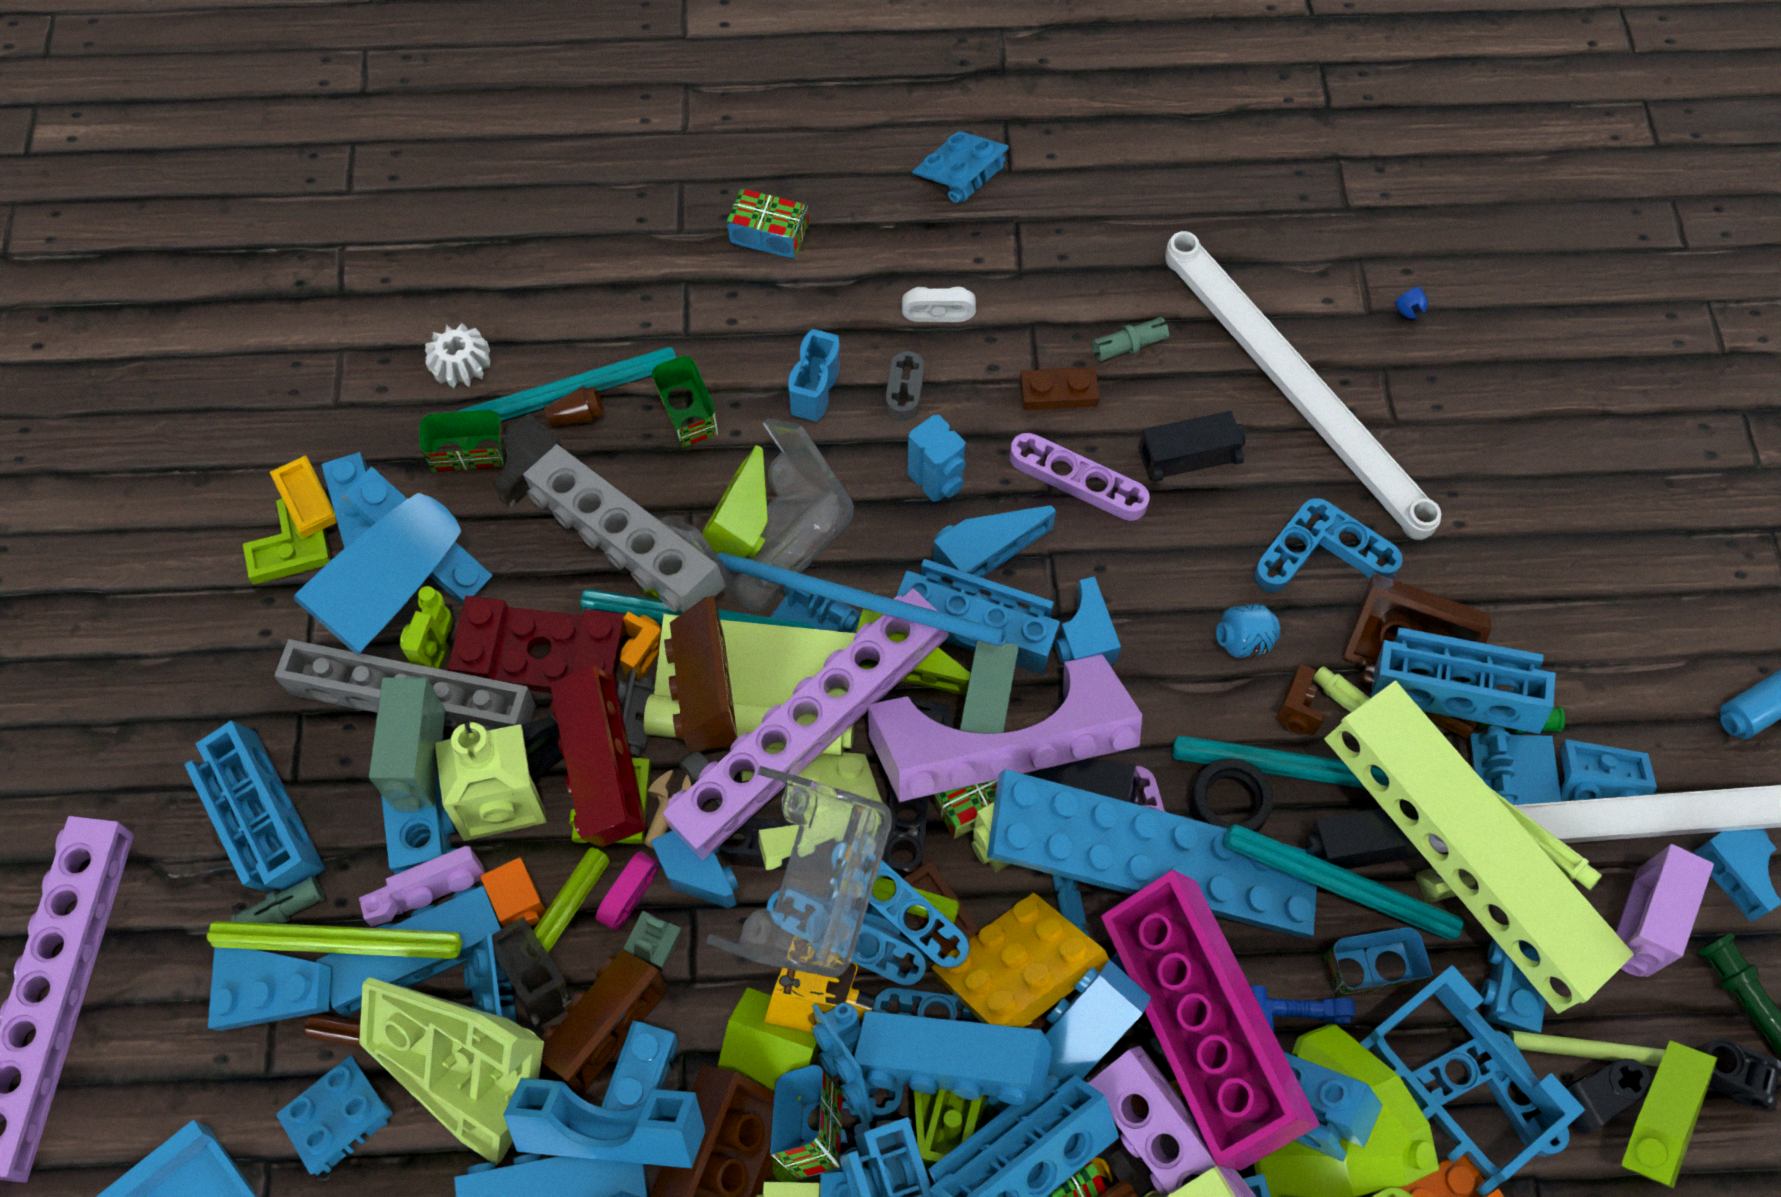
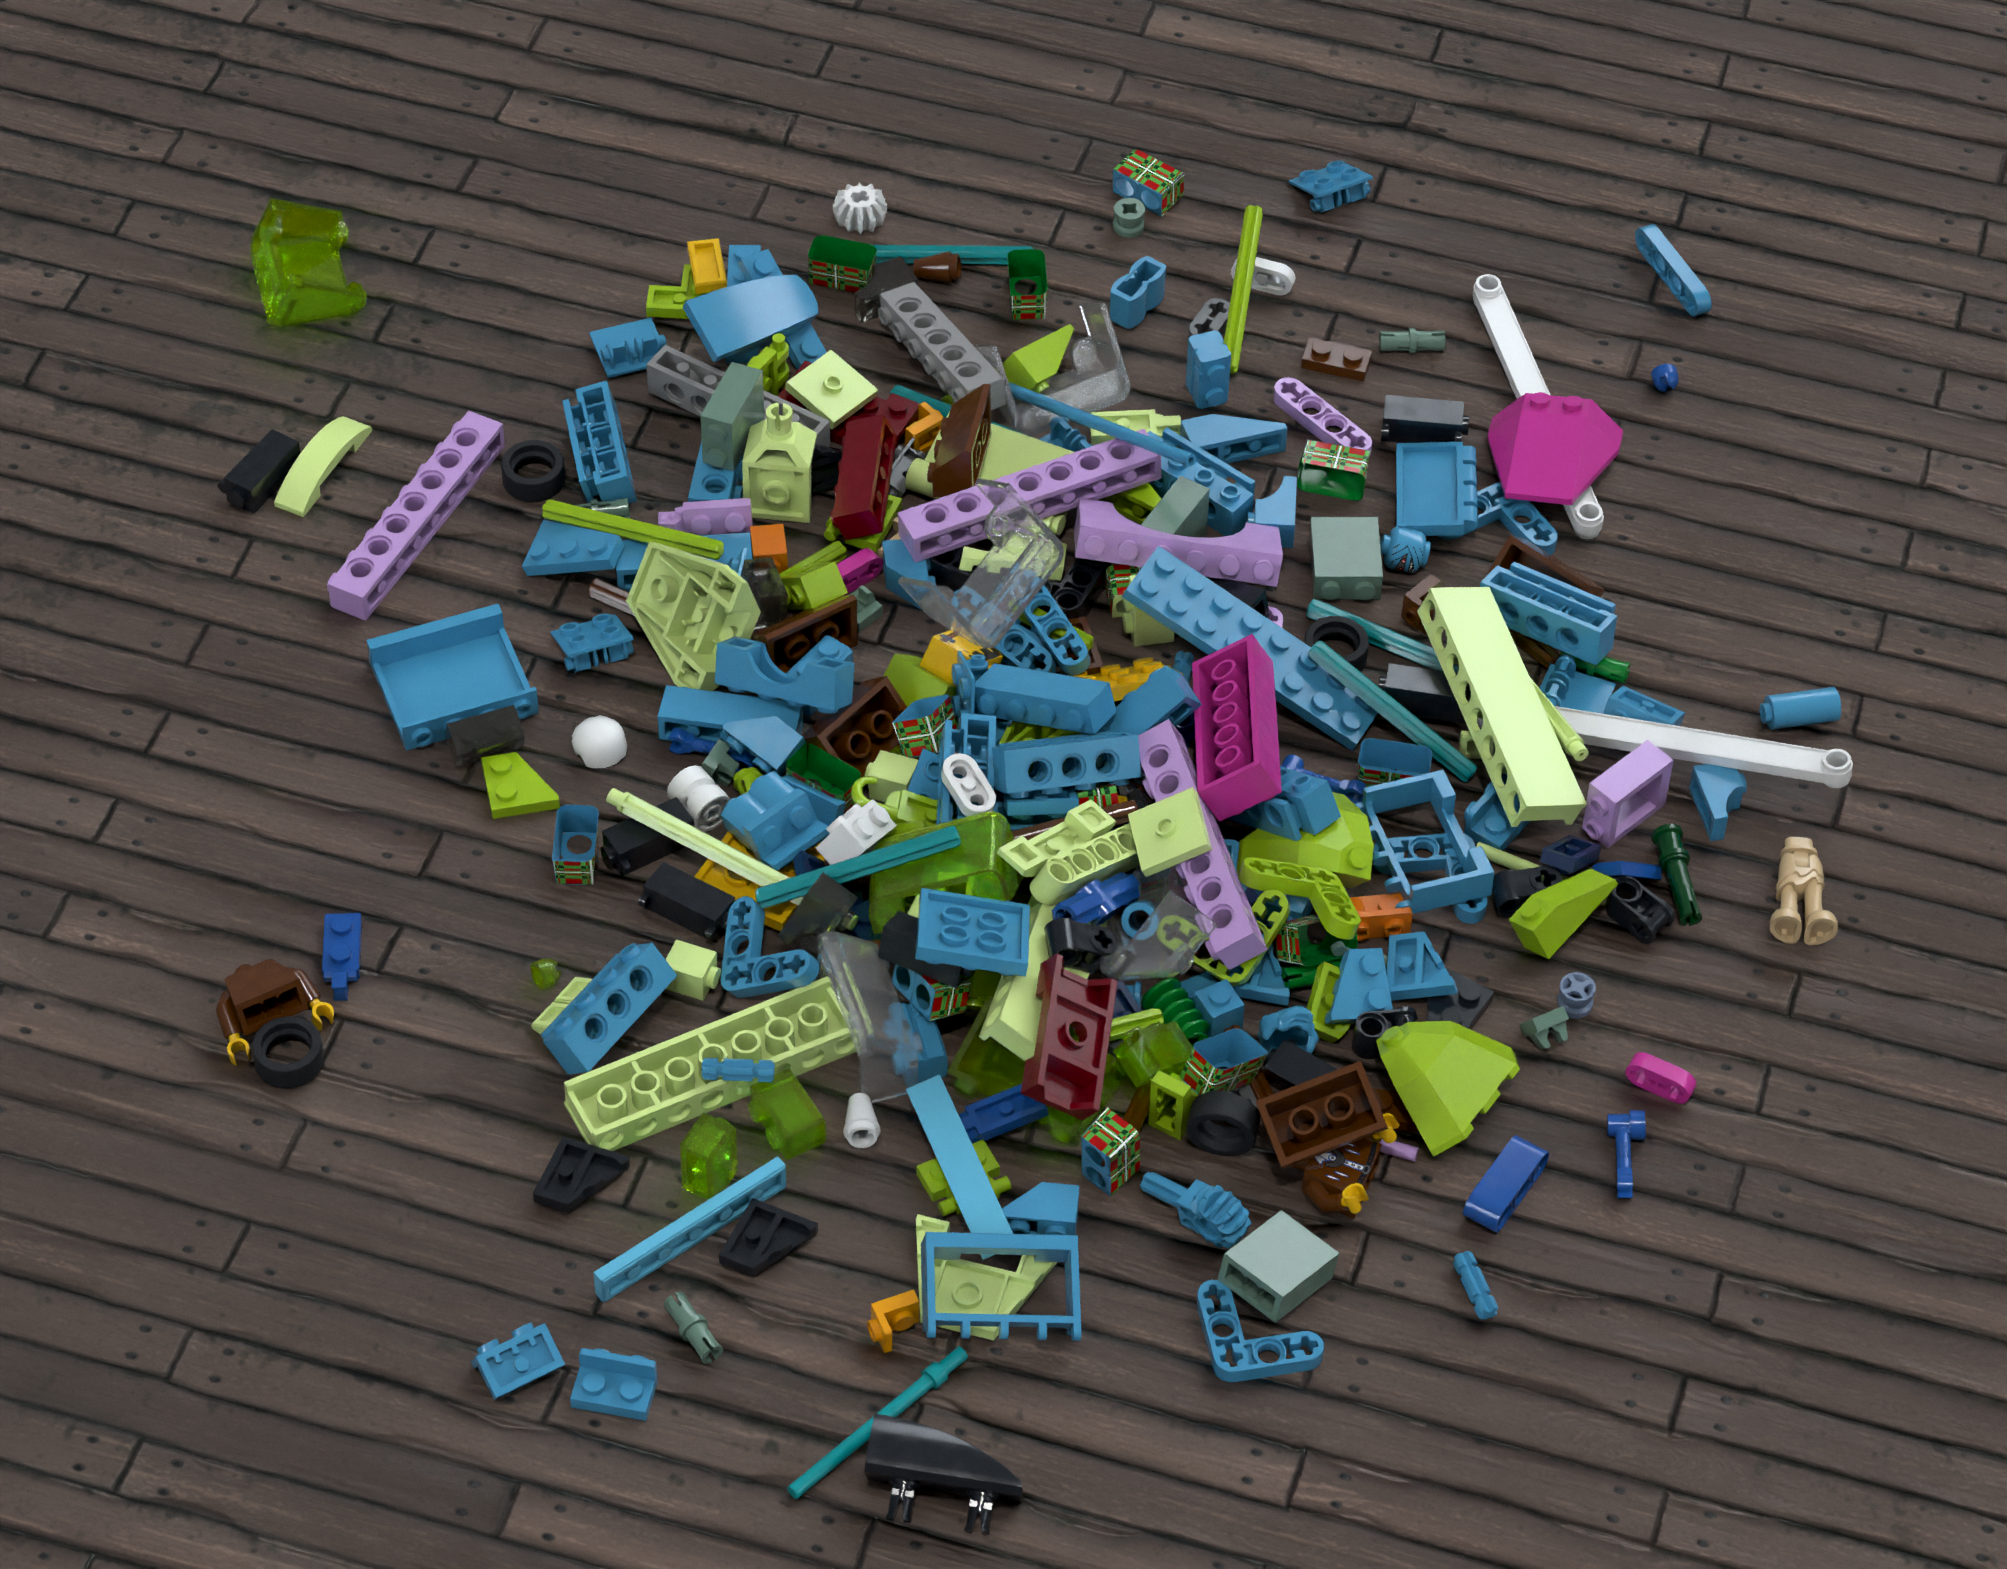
camera: 20 degrees right, 15 degrees down
(162, 845) = (533, 488): none -> black tyre
(244, 637) = (627, 346): none -> dark azure hinge
(512, 633) = (831, 389): none -> yellowish green plate
(587, 946) = (813, 585): none -> lime brick
(768, 282) = (1129, 217): none -> sand green wheel
(876, 558) = (1136, 421): none -> yellowish green hinge
(926, 327) = (1242, 283): none -> lime axle
(1125, 545) = (1319, 475): none -> piece
(1188, 666) = (1345, 558): none -> sand green brick
(1245, 534) = (1436, 487): none -> dark azure hinge
(1325, 141) = (1673, 270): none -> dark azure beam
(1345, 443) = (1551, 447): none -> dark pink wedge
(1633, 1022) = (1570, 854): none -> dark blue plate
(1699, 1023) = (1635, 870): none -> blue tile

